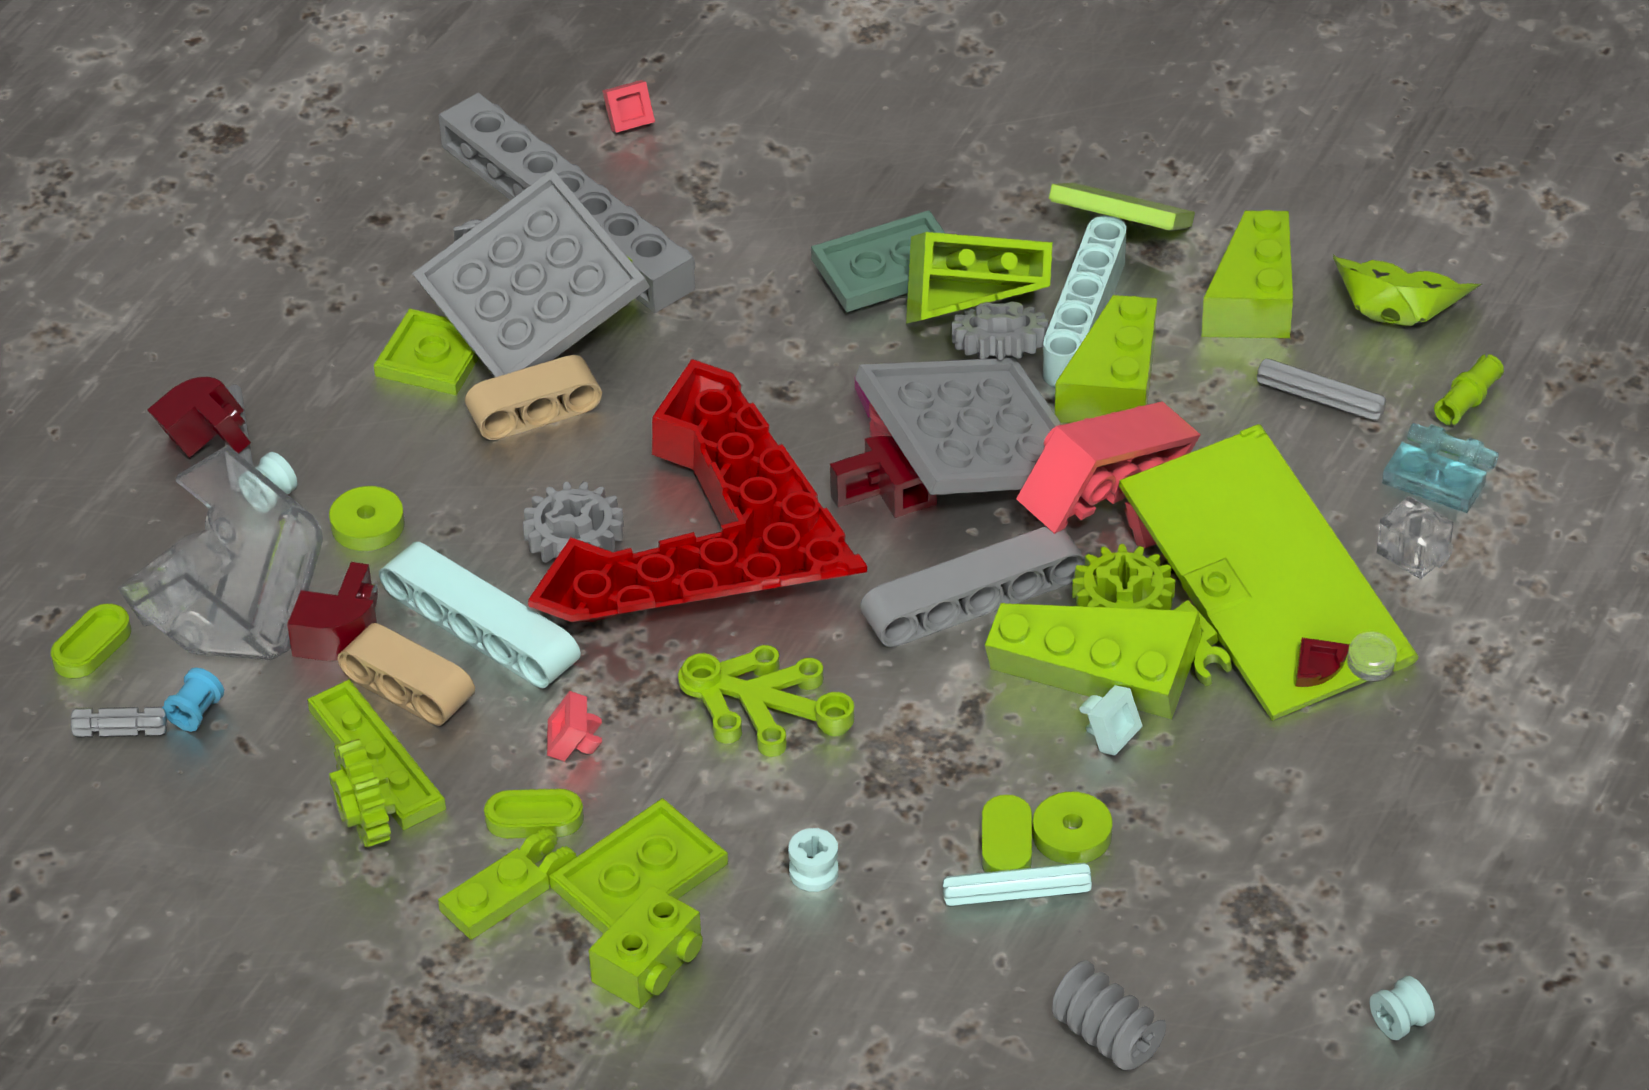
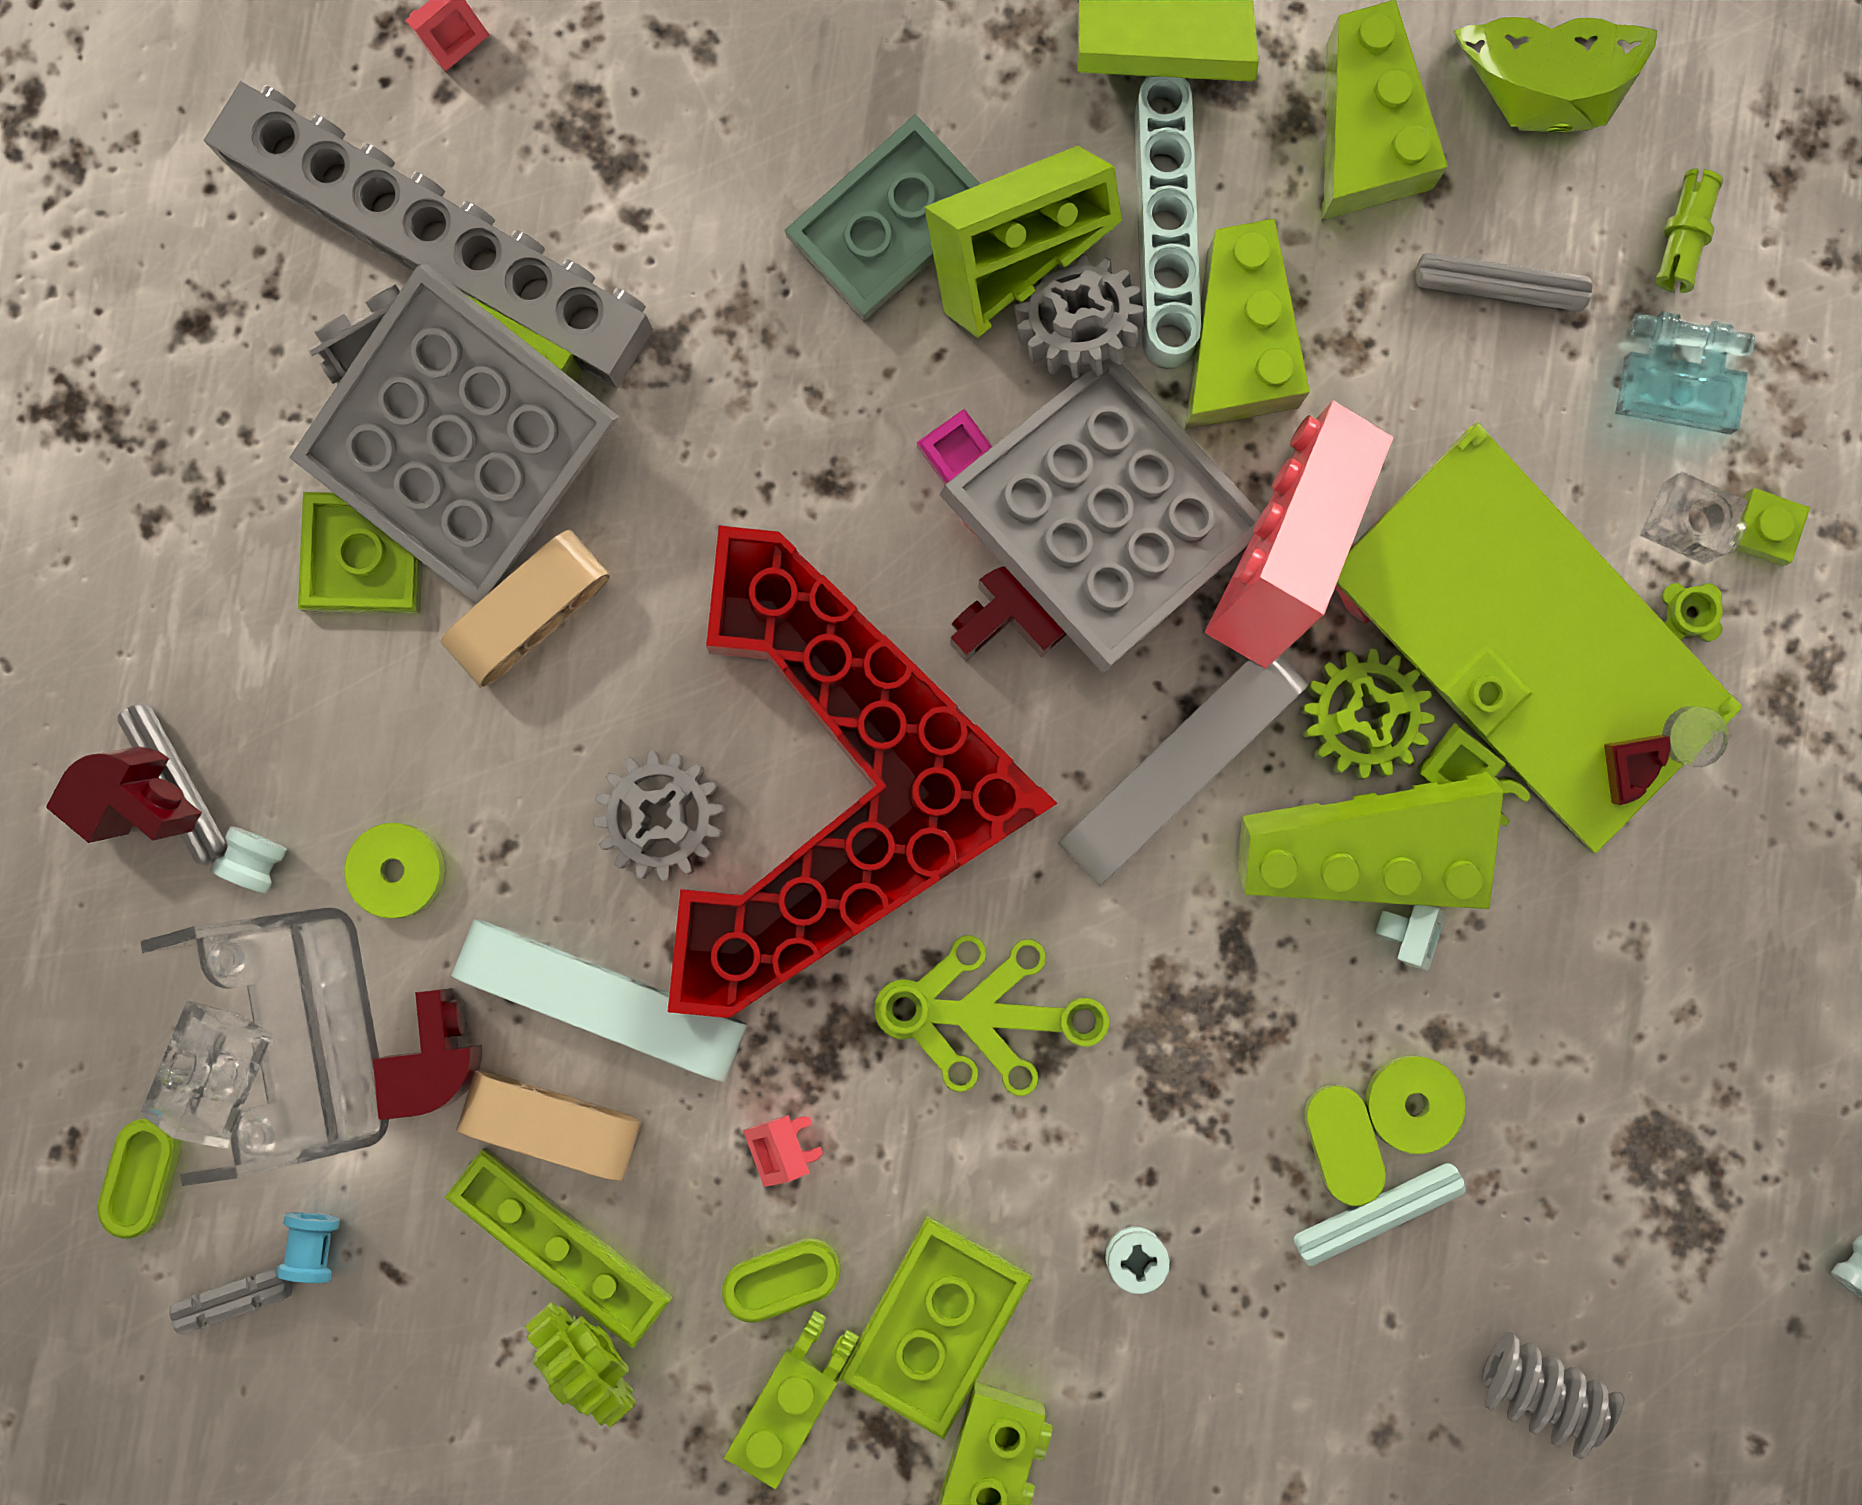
camera: 15 degrees left, 40 degrees up
(1400, 593) = (1709, 609): none -> lime plate
(1476, 564) = (1772, 527): none -> lime plate

